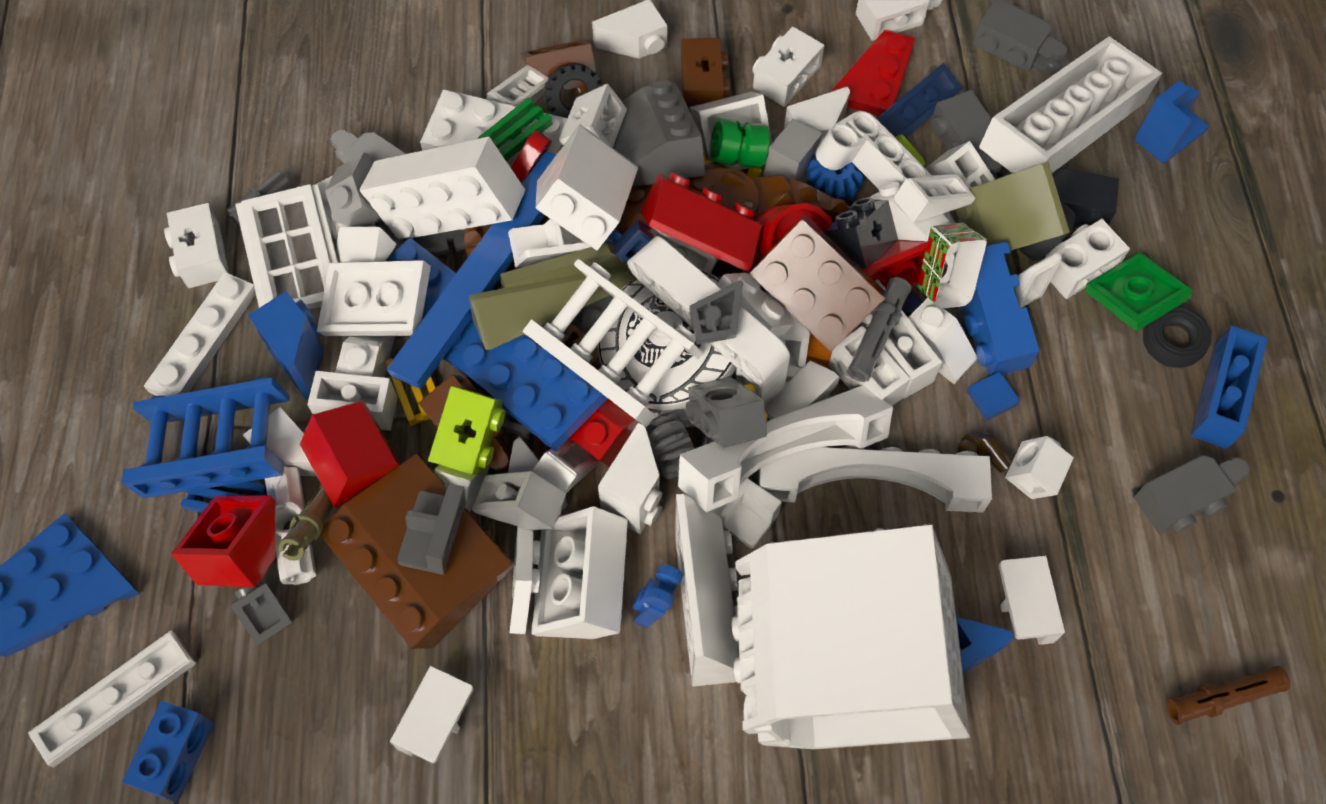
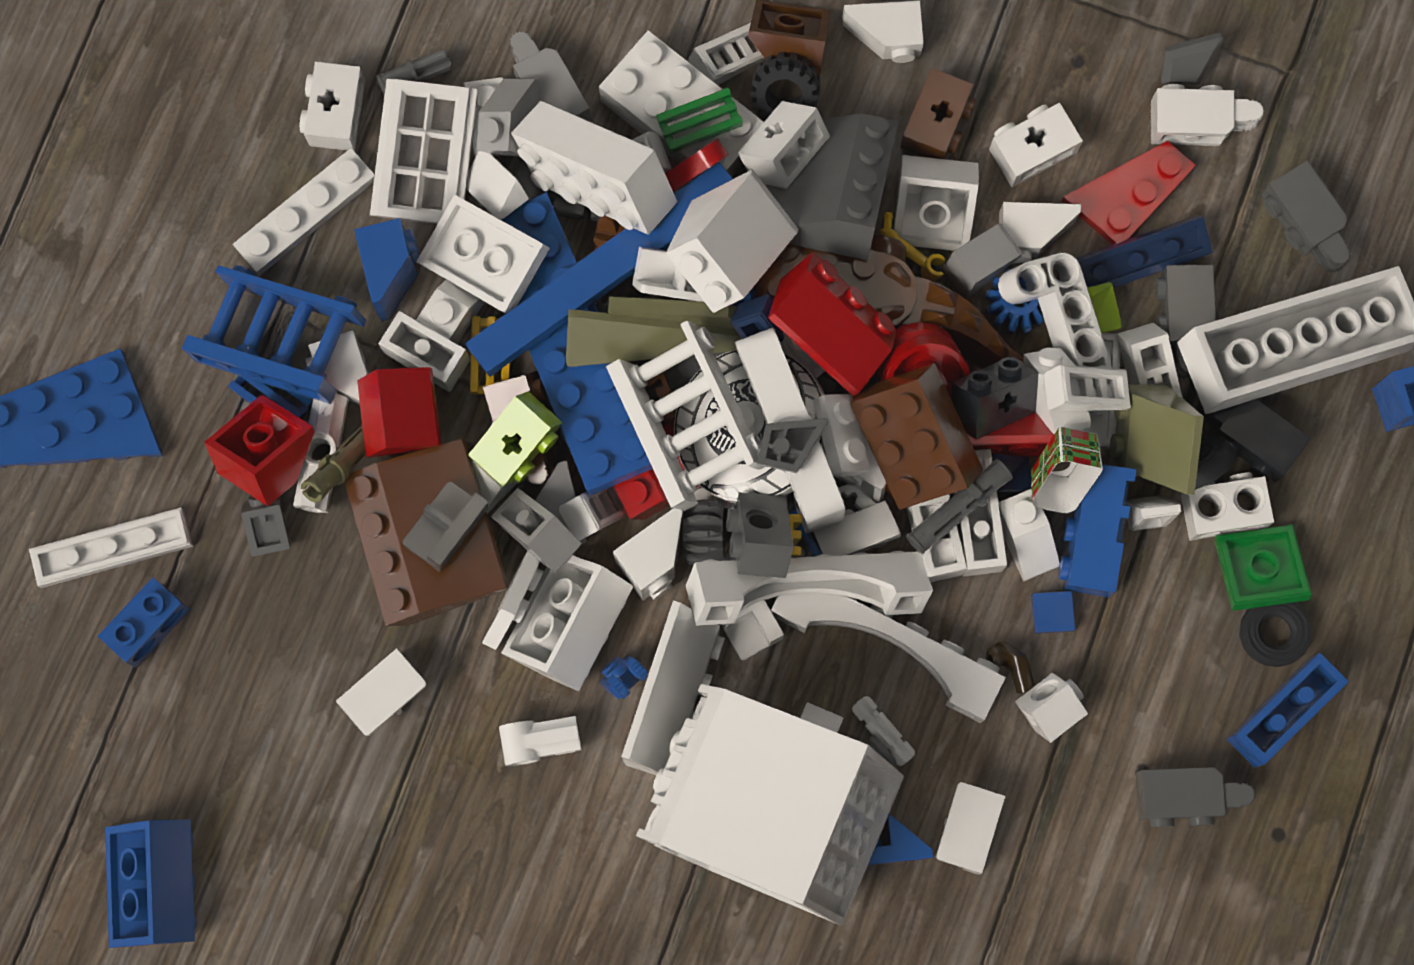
camera: 25 degrees right, 15 degrees up
(593, 701) = (529, 741): none -> white piece
(742, 143) = (931, 230): green wheel -> none

